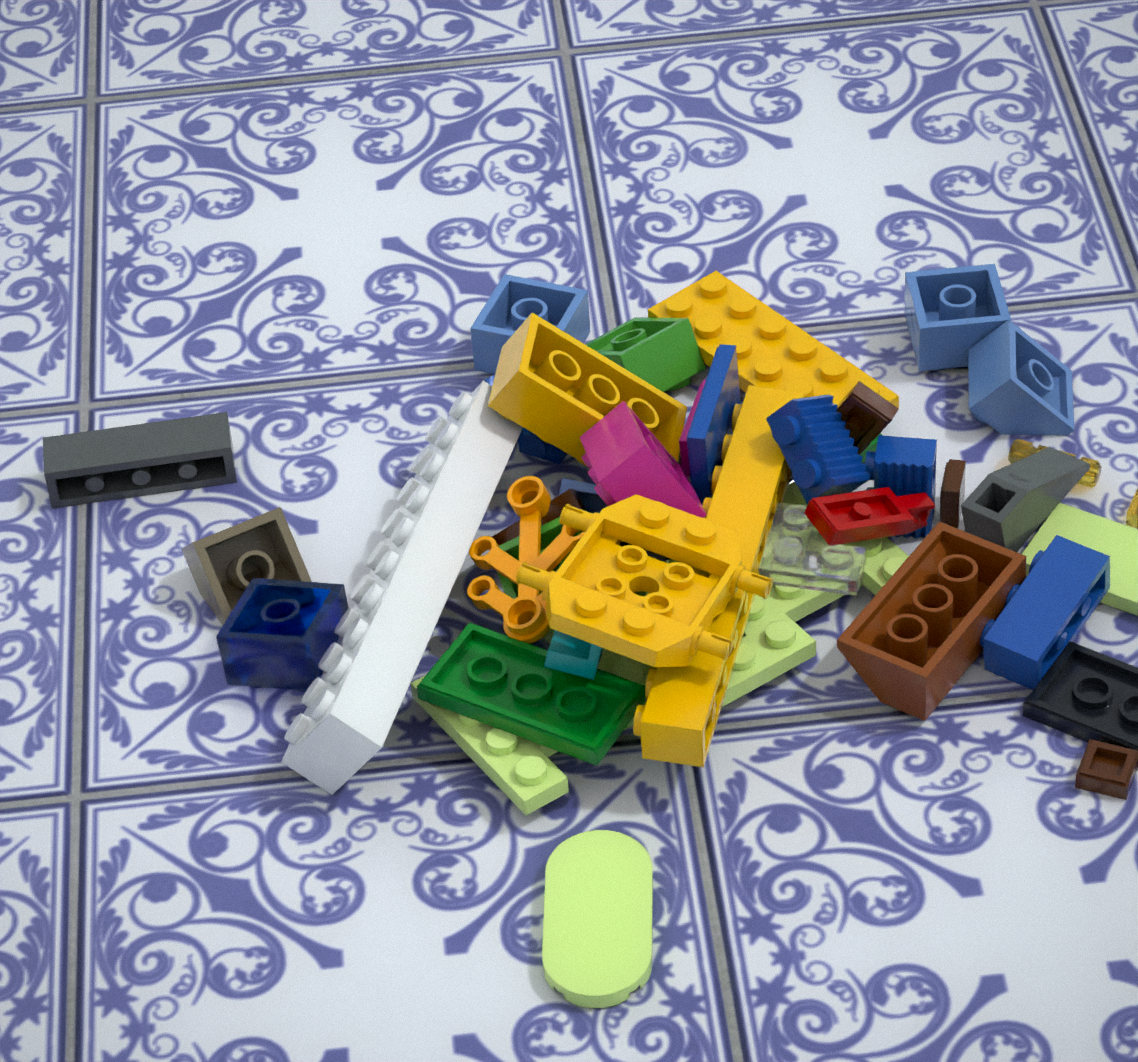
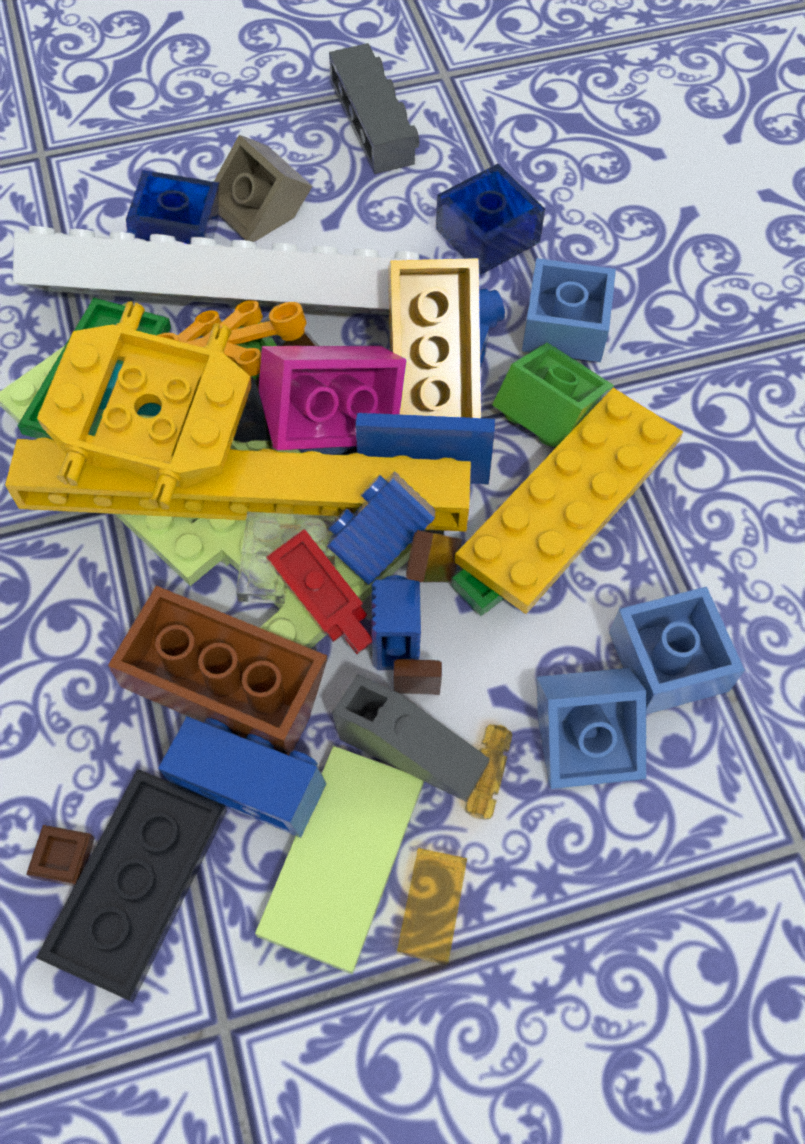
camera: 75 degrees right, 20 degrees up
(377, 373) = (489, 218): none -> clear blue brick

